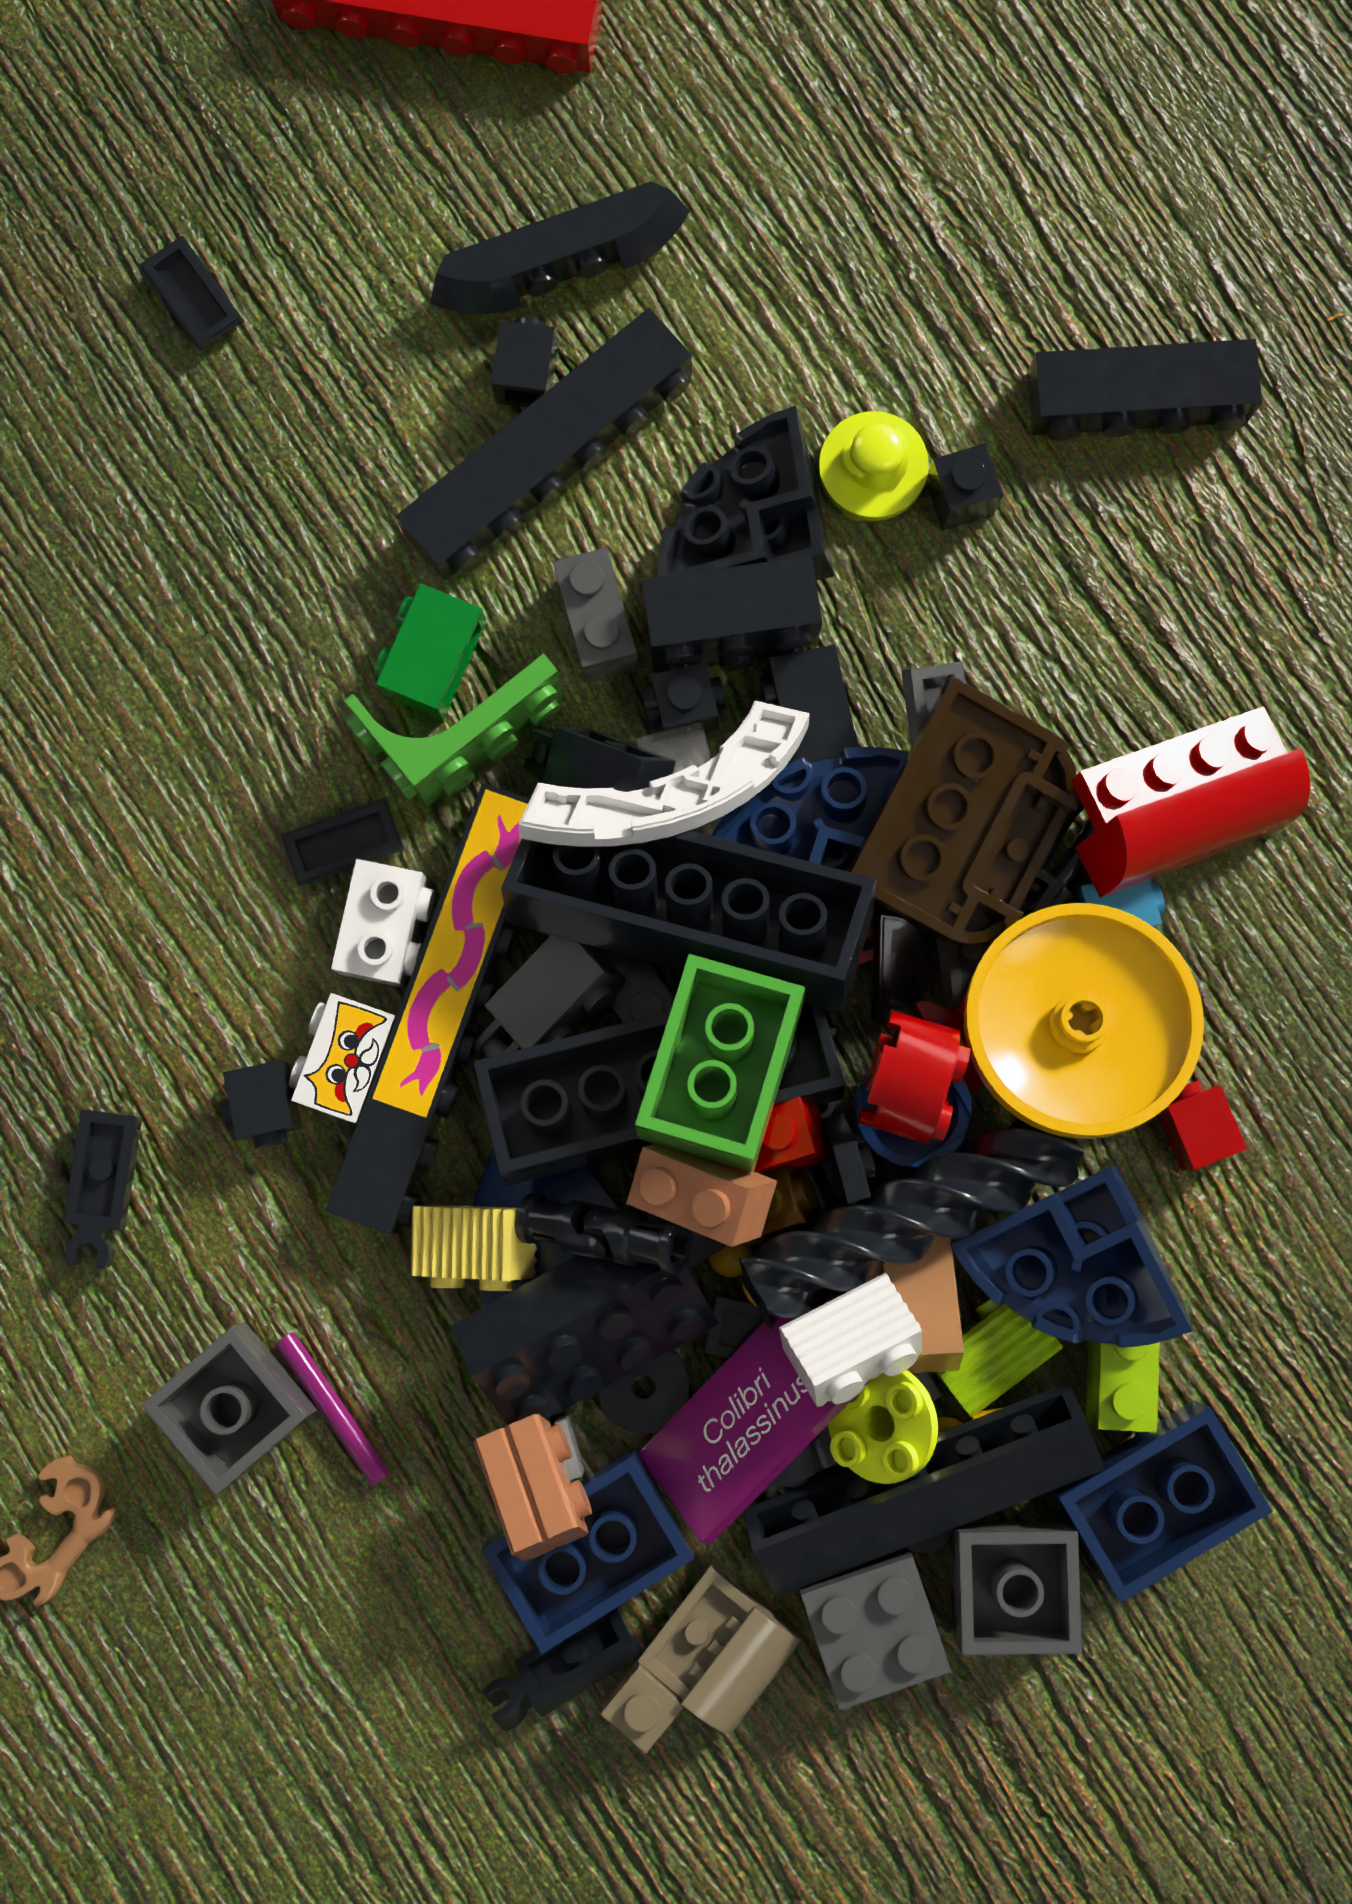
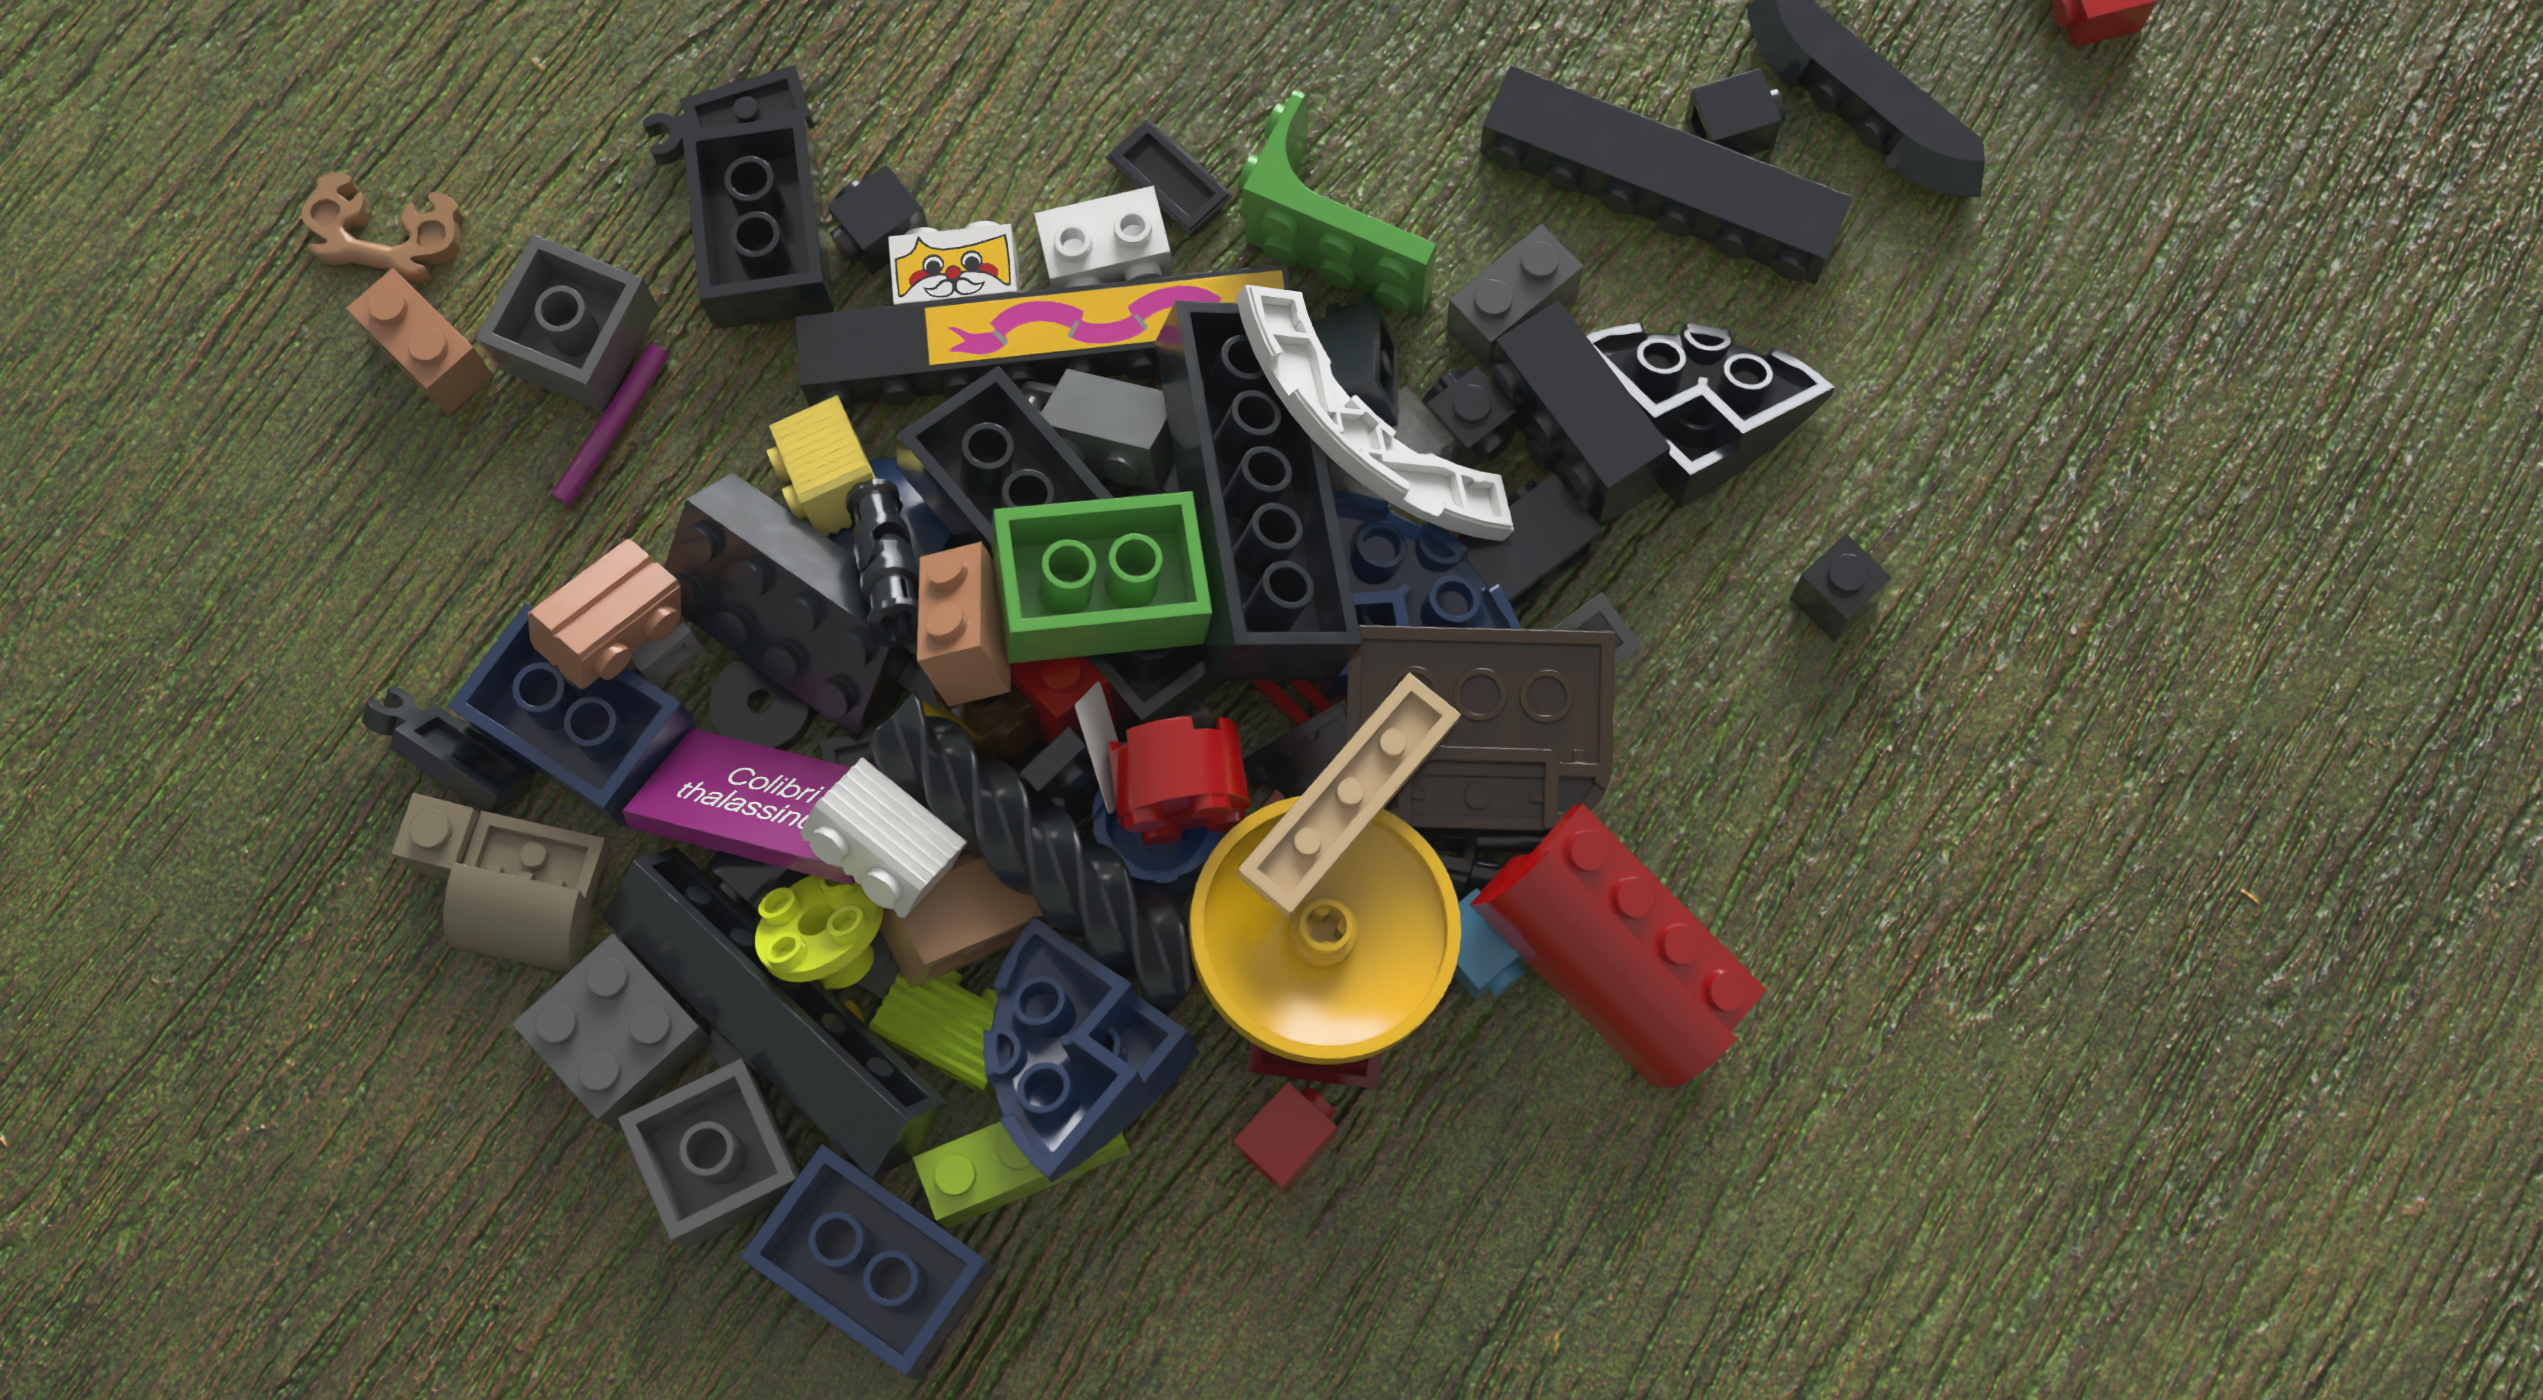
camera: 65 degrees right, 10 degrees down
(179, 1543) = (420, 341): none -> nougat brick
(216, 1205) = (757, 222): none -> black brick
(429, 651) = (1398, 165): green brick -> none
(845, 1125) = (1098, 731): none -> white sticker
(873, 466) = (1816, 493): neon yellow plate -> none
(995, 950) = (1348, 795): none -> tan plate
(1144, 388) = (2049, 723): black brick -> none

